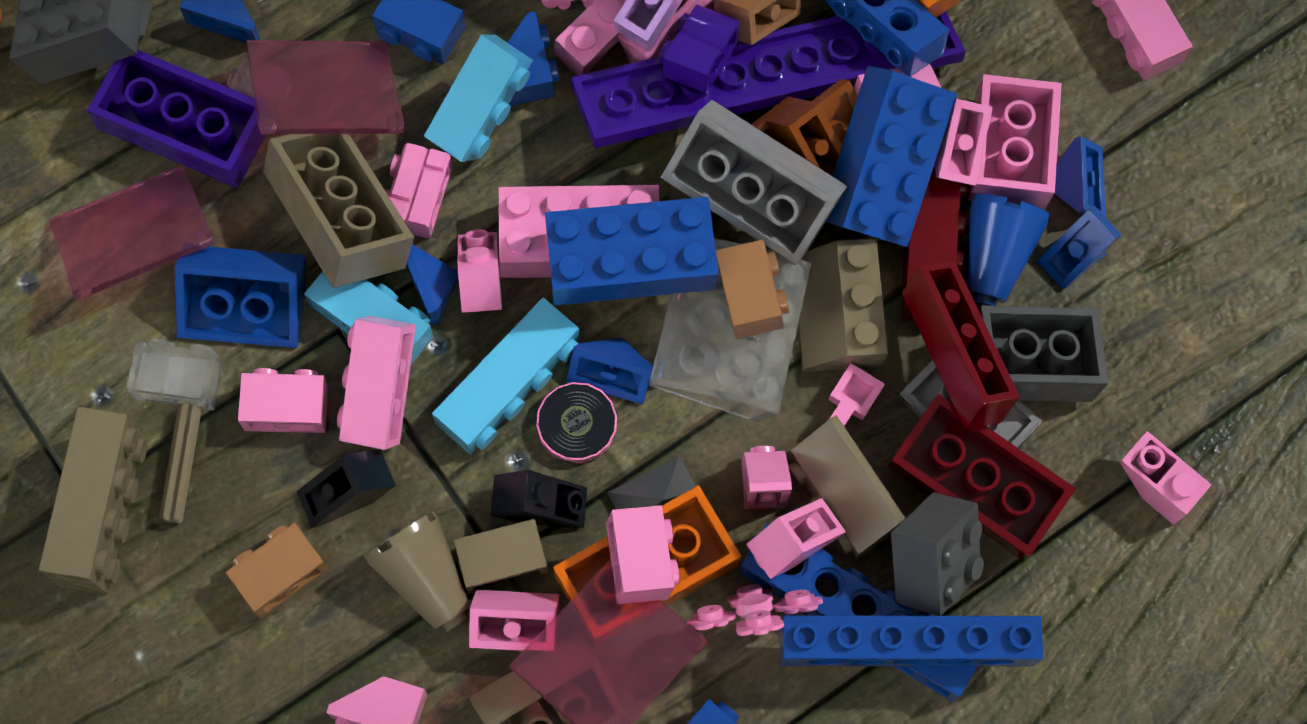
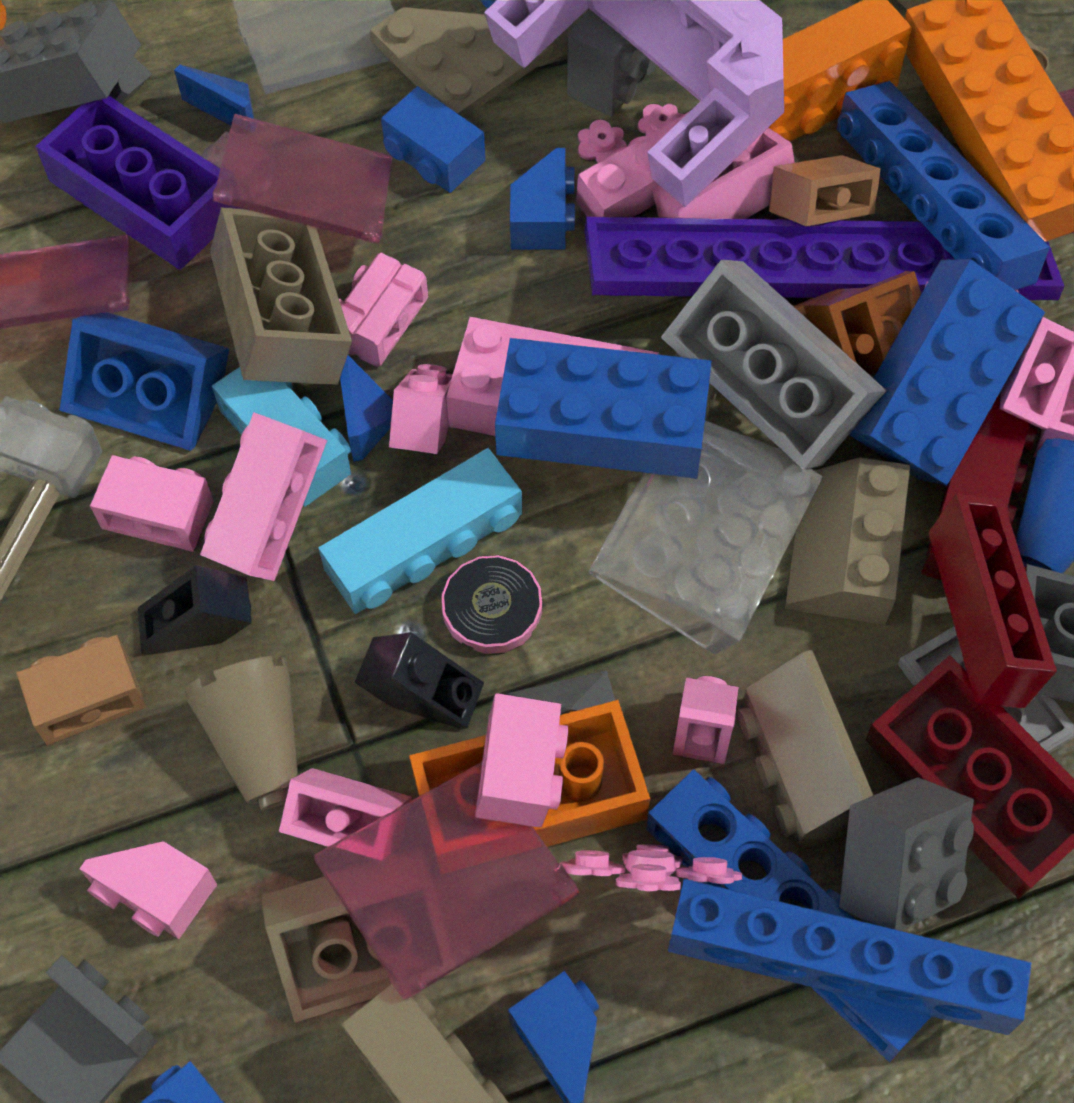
camera: 20 degrees right, 10 degrees down
(479, 98) = (474, 220): medium azure brick -> none
(500, 554) = (353, 730): dark tan panel -> none
(612, 368) = (550, 550): blue slope -> none
(700, 48) = (744, 213): dark purple brick -> none
(750, 288) = (738, 480): medium nougat brick -> none
(795, 537) = (724, 790): bright pink slope -> none
(855, 394) = (844, 644): bright pink plate -> none

